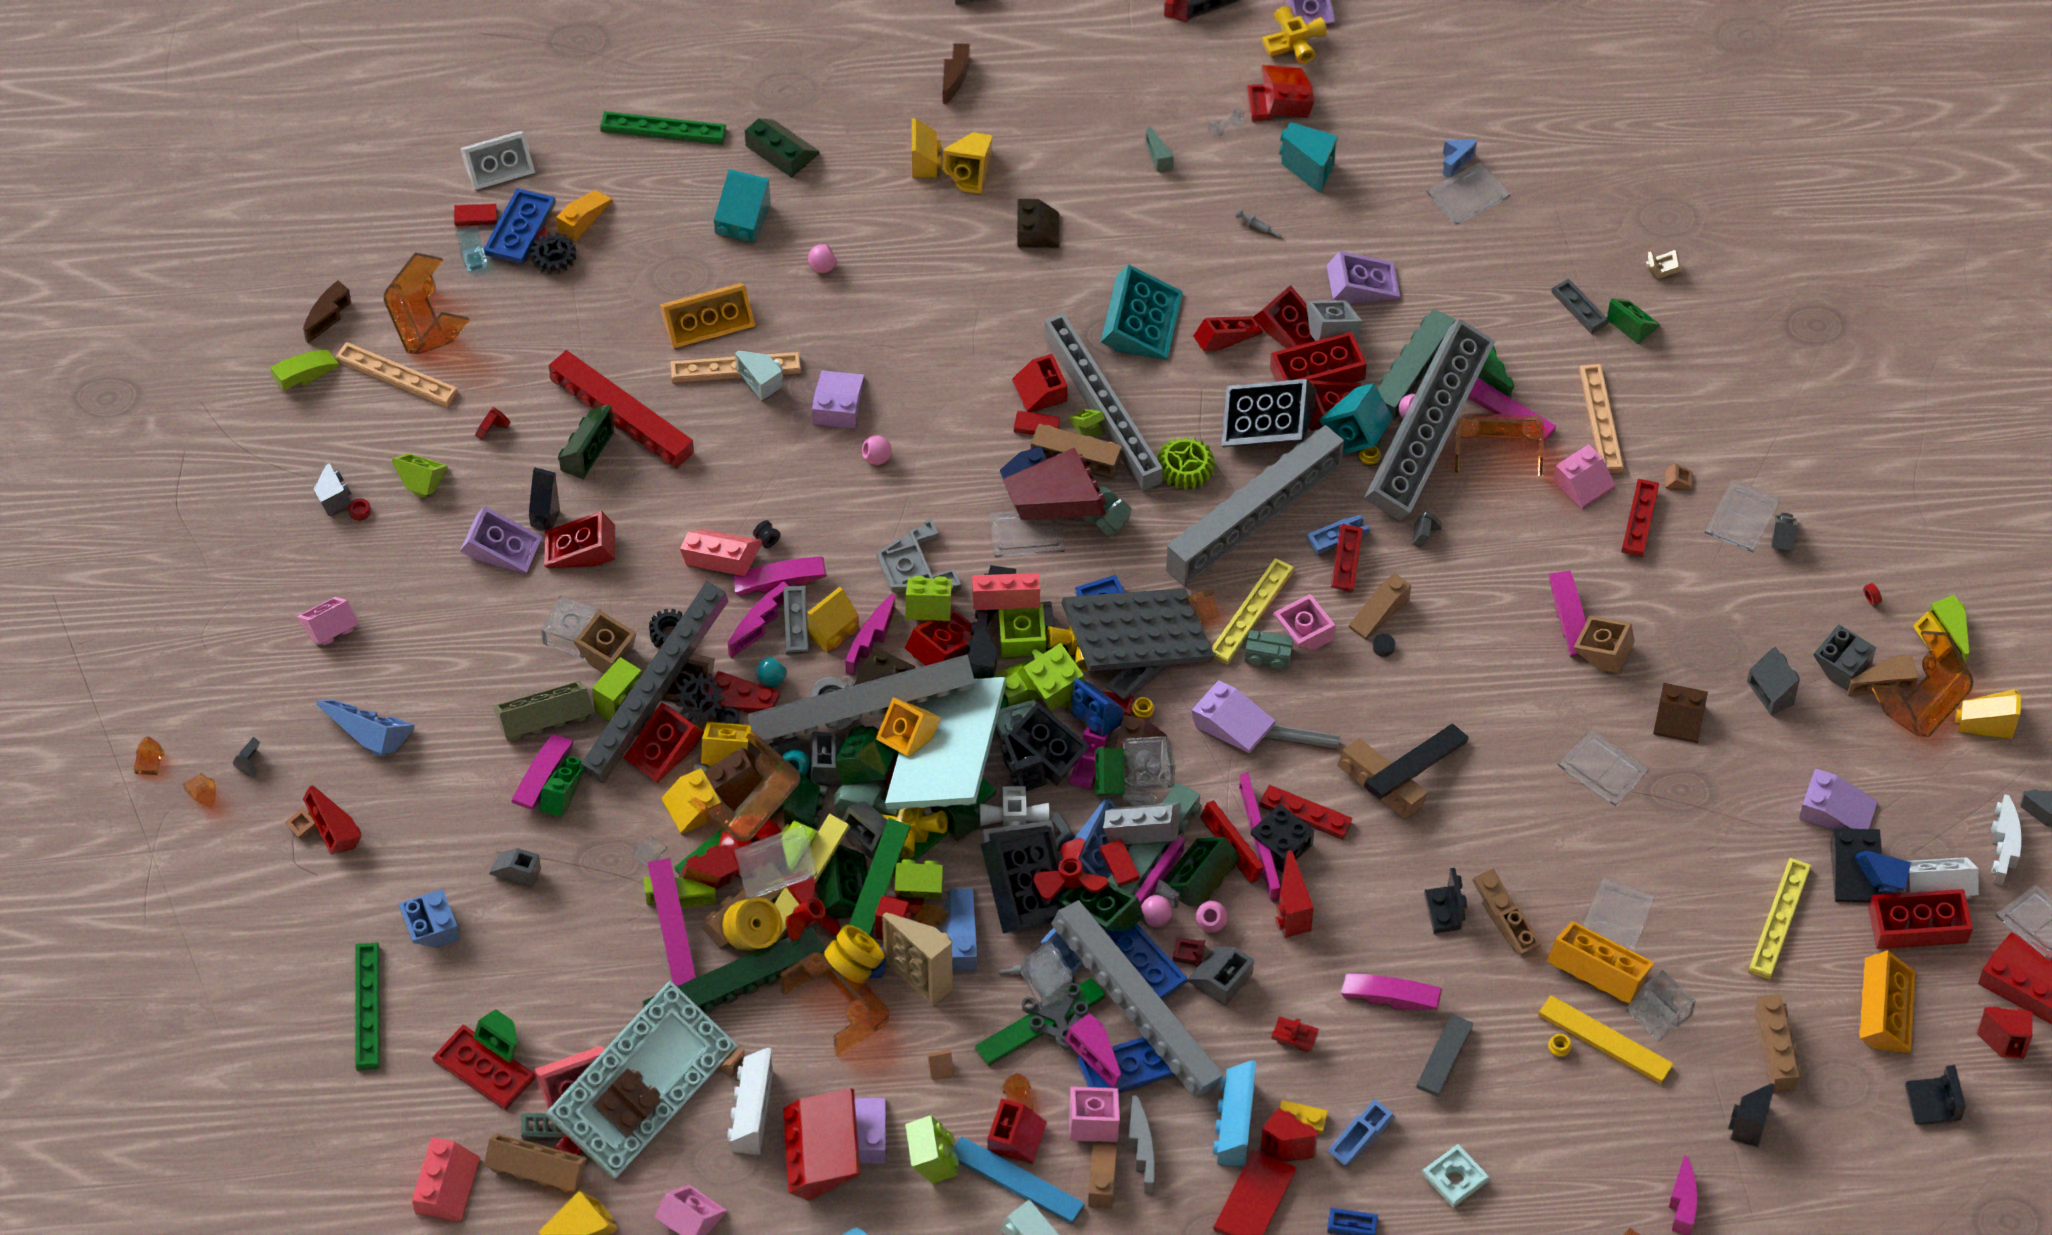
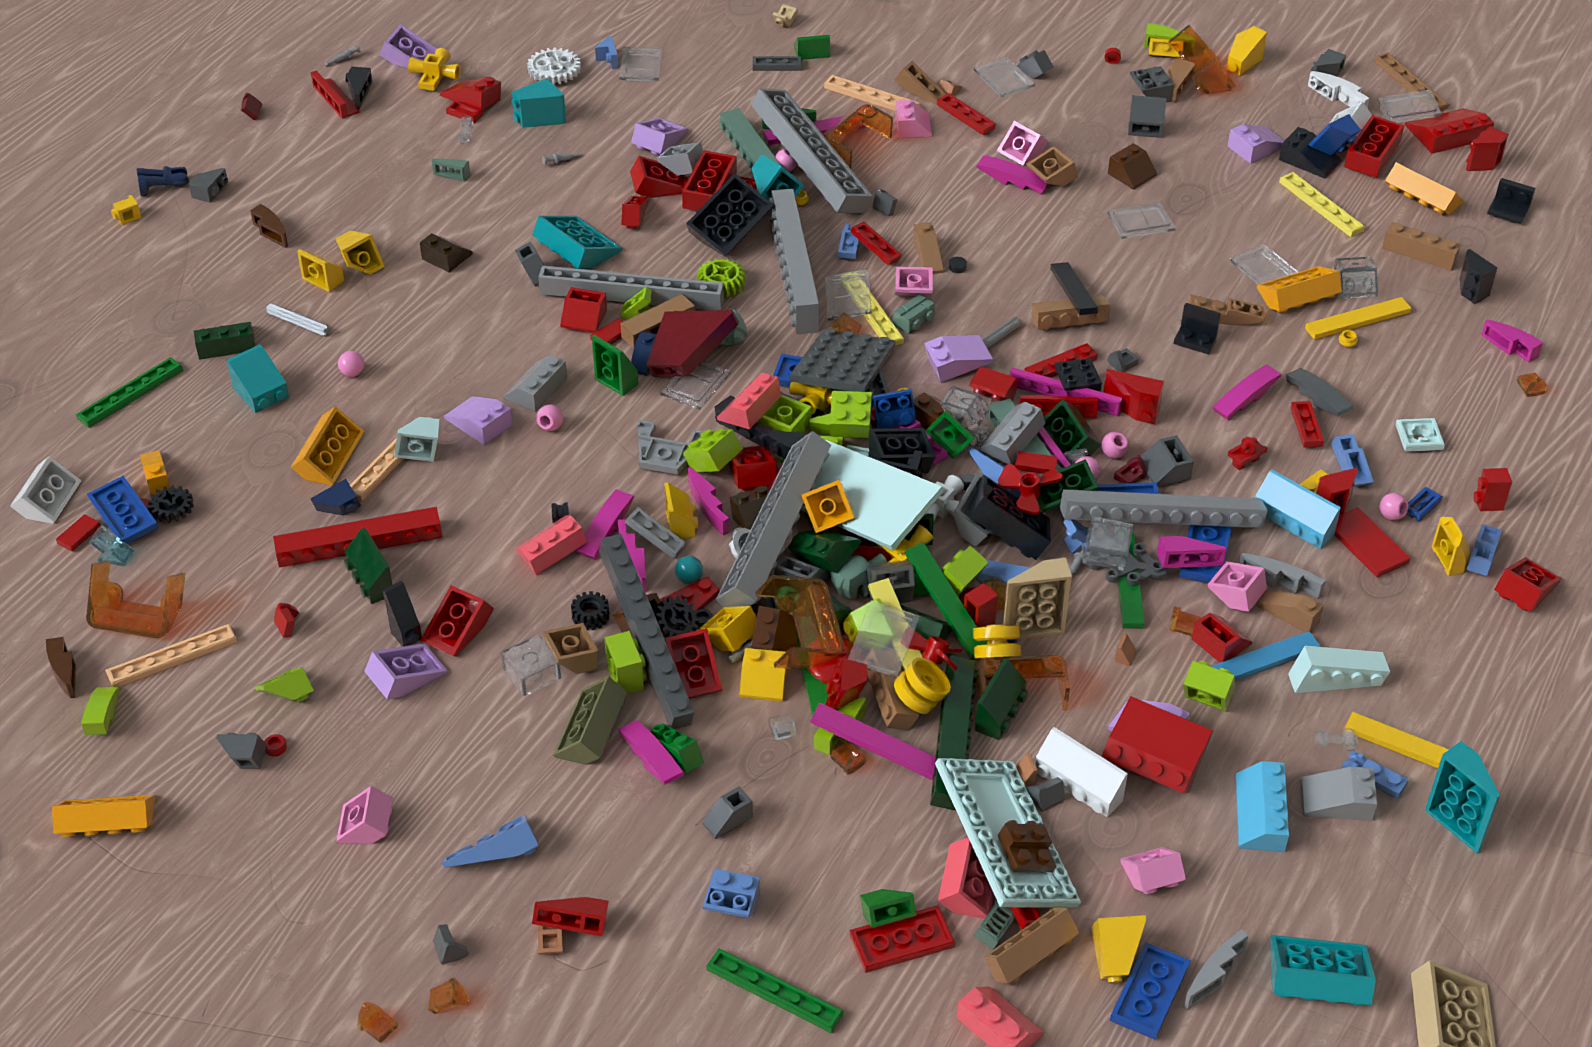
camera: 55 degrees left, 10 degrees down
(205, 446) = (103, 814): none -> light orange slope
(648, 921) = (848, 758): none -> clear orange tile
(651, 364) = (337, 499): none -> dark blue slope
(717, 1090) = (1047, 793): none -> dark grey tile
(793, 995) = (1000, 701): none -> dark green slope
(852, 180) = (298, 319): none -> axle
(918, 413) = (538, 383): none -> light grey slope
(977, 456) = (613, 367): none -> green slope
(1073, 300) = (531, 261): none -> dark grey slope
(1210, 770) = (995, 383): none -> red slope
(1249, 579) = (848, 293): none -> clear piece
(1317, 1197) = (1393, 506): none -> bright pink piece
(1355, 862) = (1122, 360): none -> dark grey tile
(1387, 1068) = (1307, 424): none -> red plate
(1407, 122) = (554, 65): none -> white gear
(1630, 595) = (1022, 144): none -> bright pink slope
(1652, 449) = (919, 83): none -> medium nougat slope

